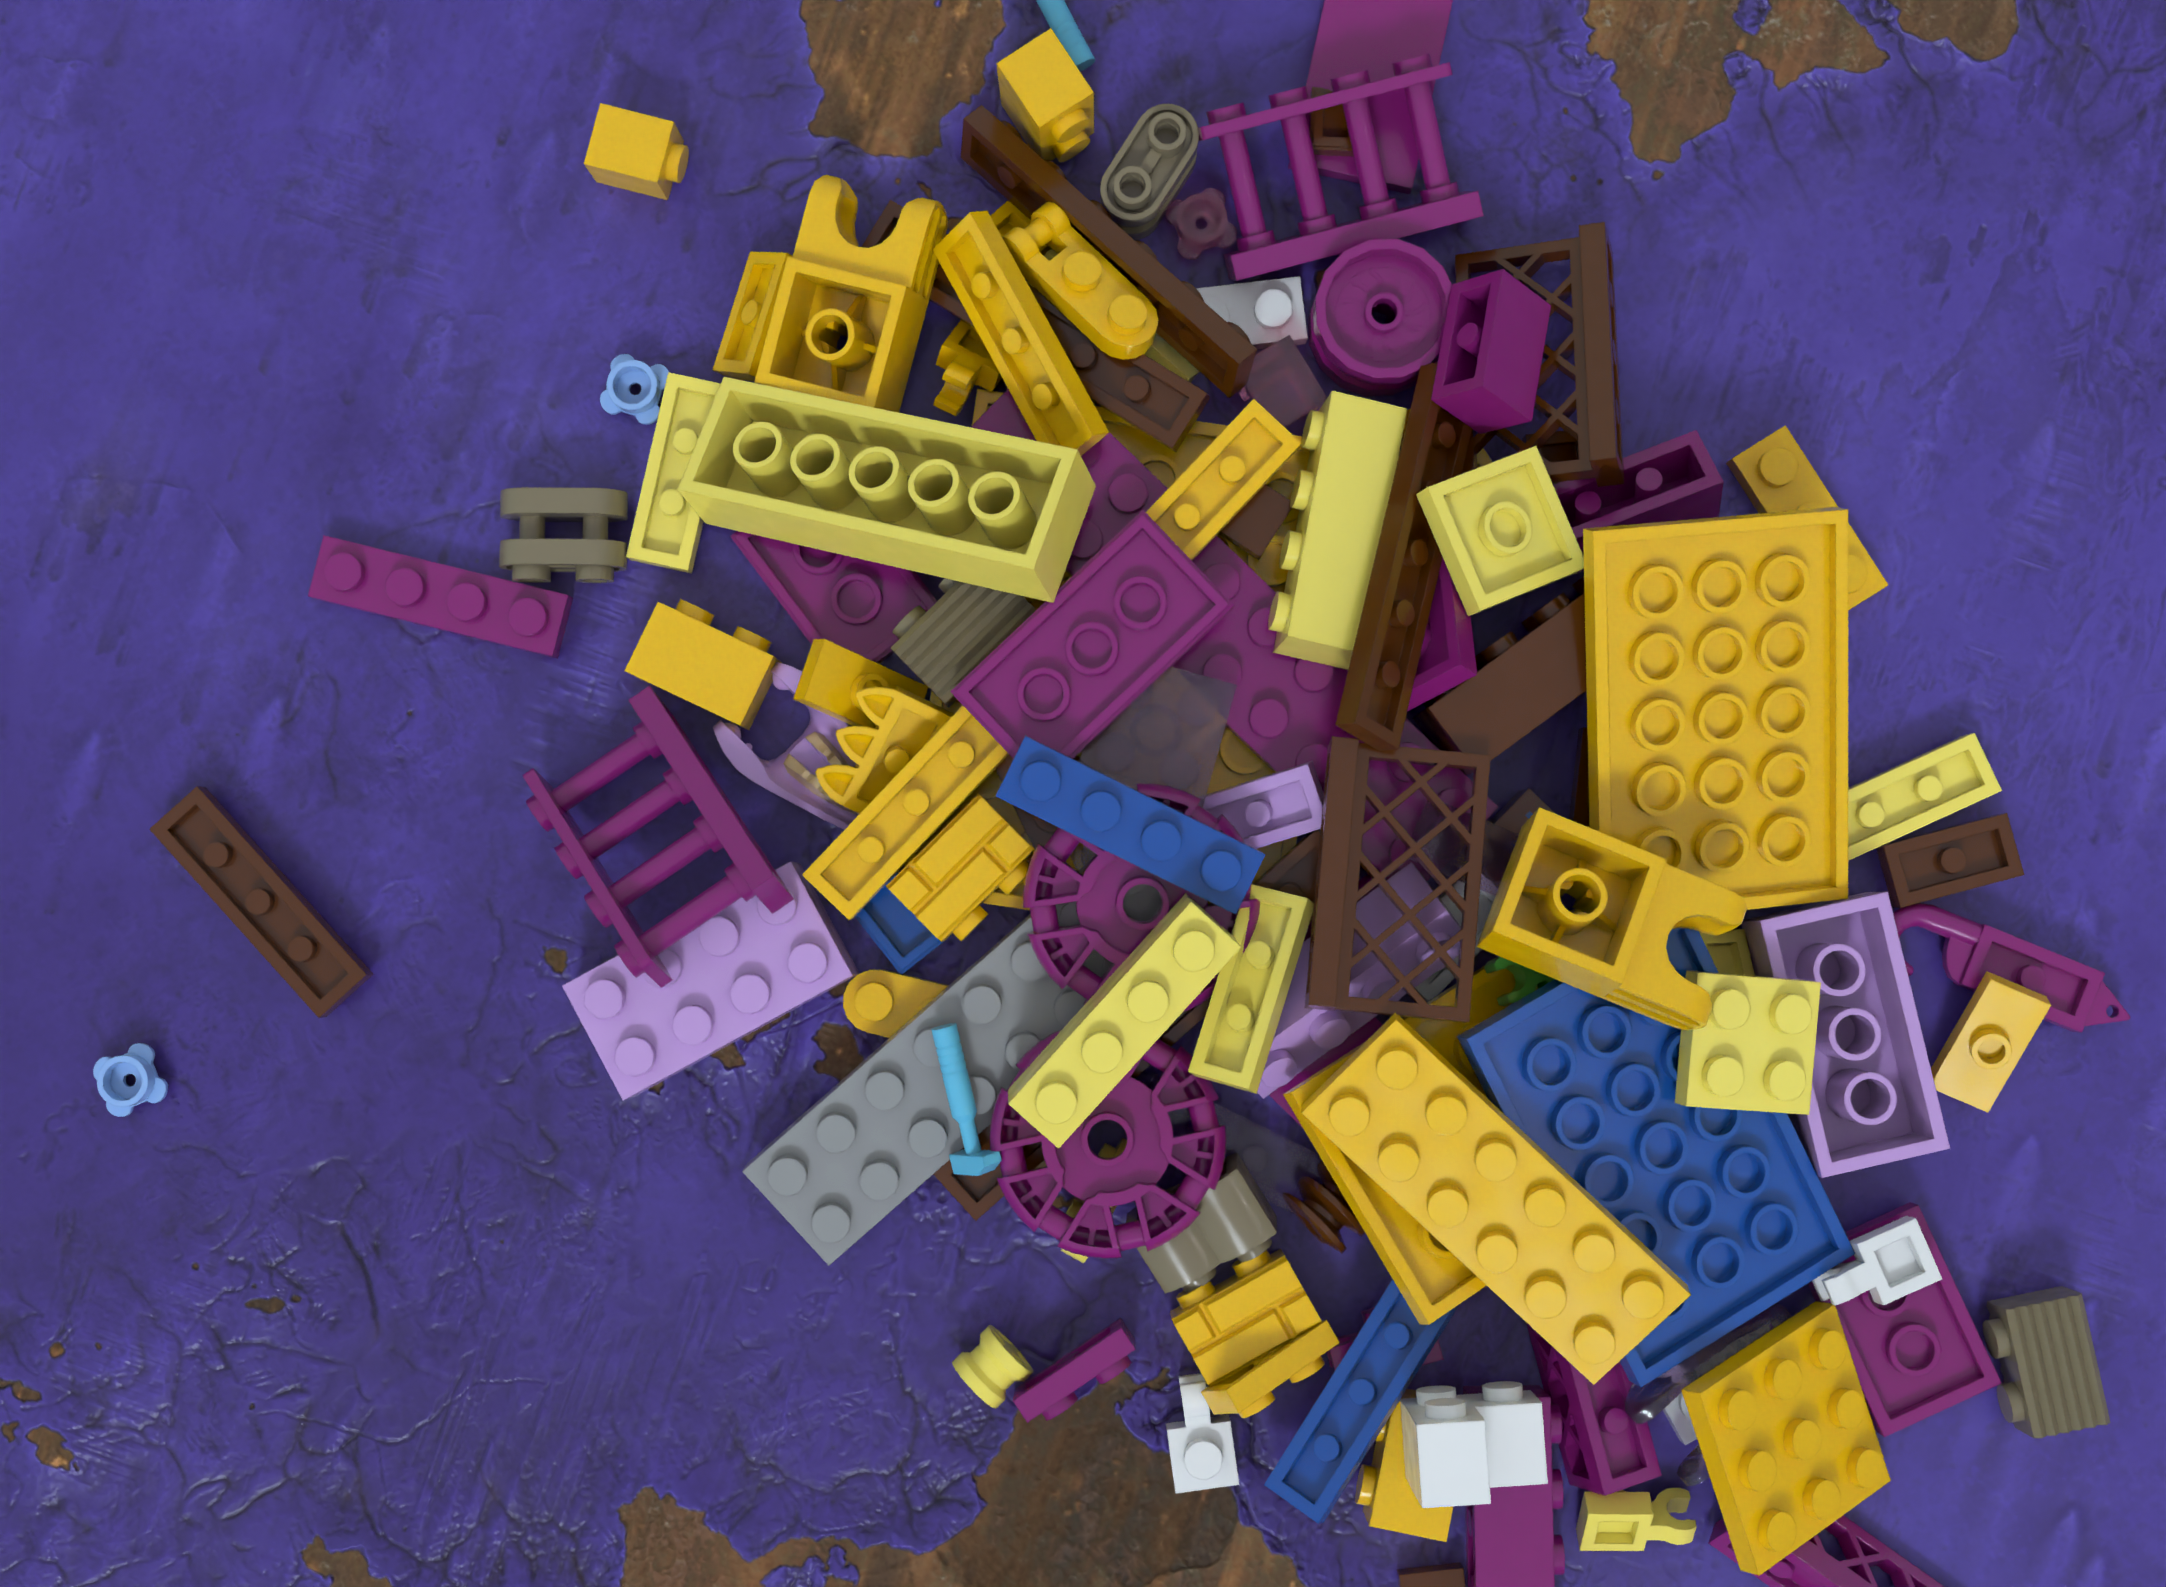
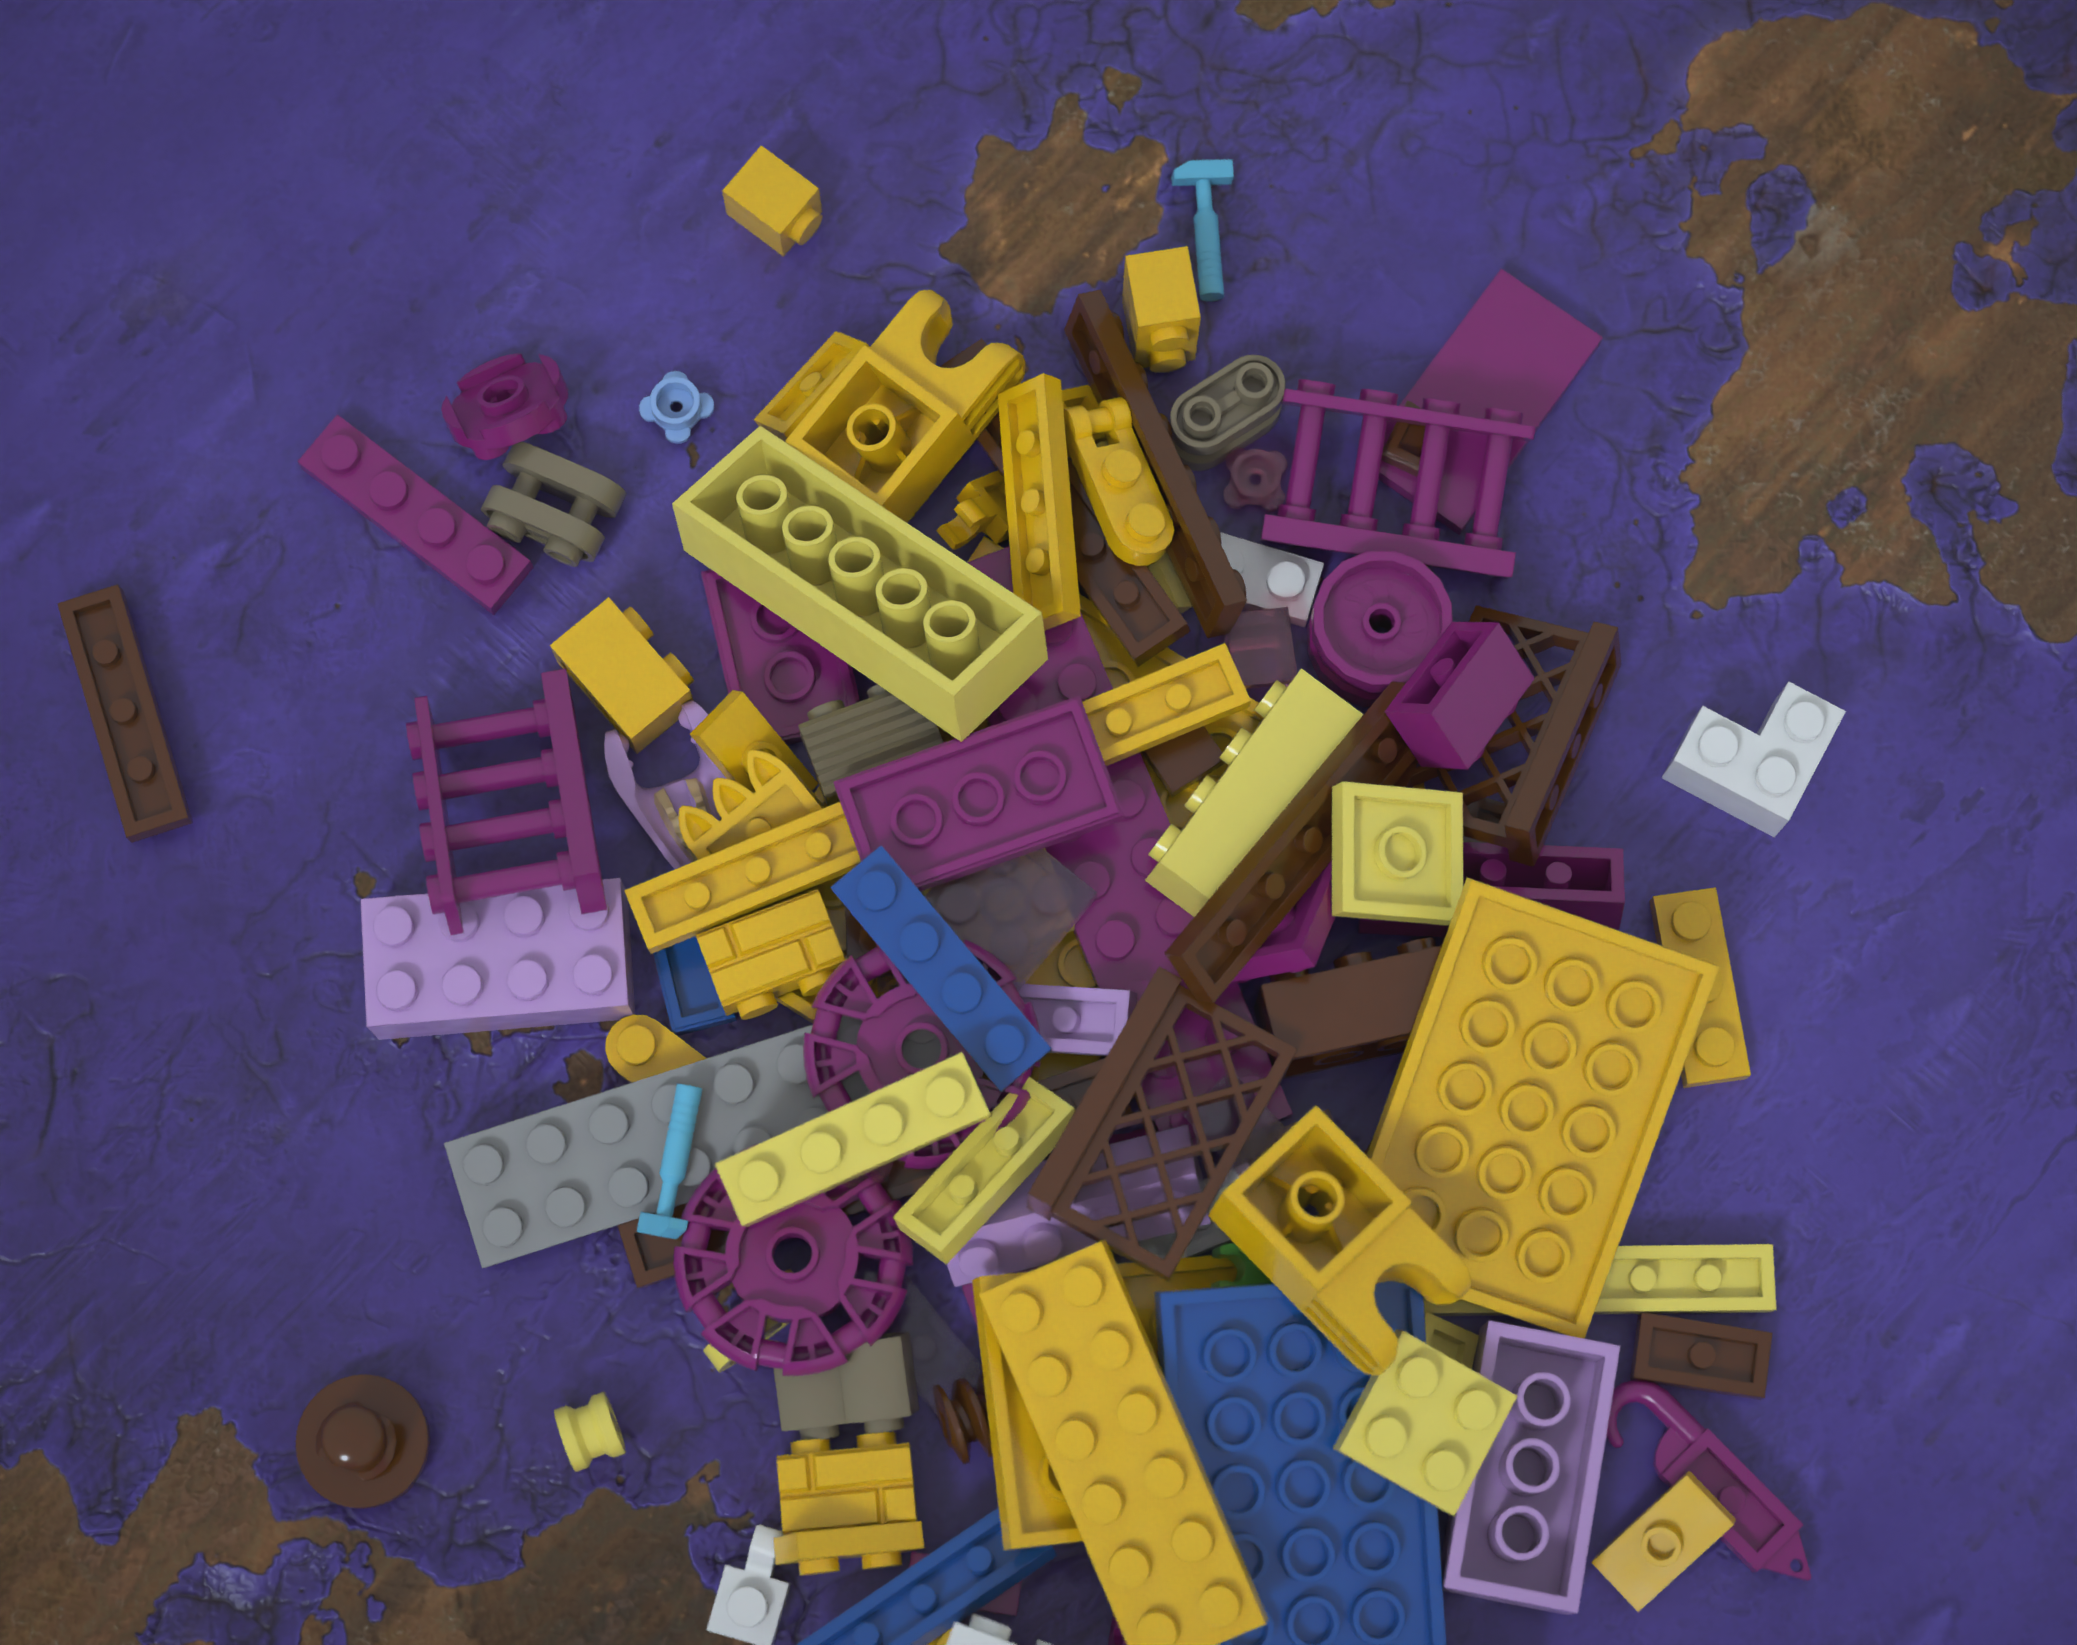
camera: 15 degrees right, 10 degrees down
(469, 483) = (506, 404): none -> magenta plate
(665, 524) = (648, 534): light yellow plate -> none
(793, 1462) = (362, 1441): none -> reddish brown plate
(1054, 1387) = (636, 1477): magenta plate -> none
(1785, 299) = (1759, 773): none -> white brick

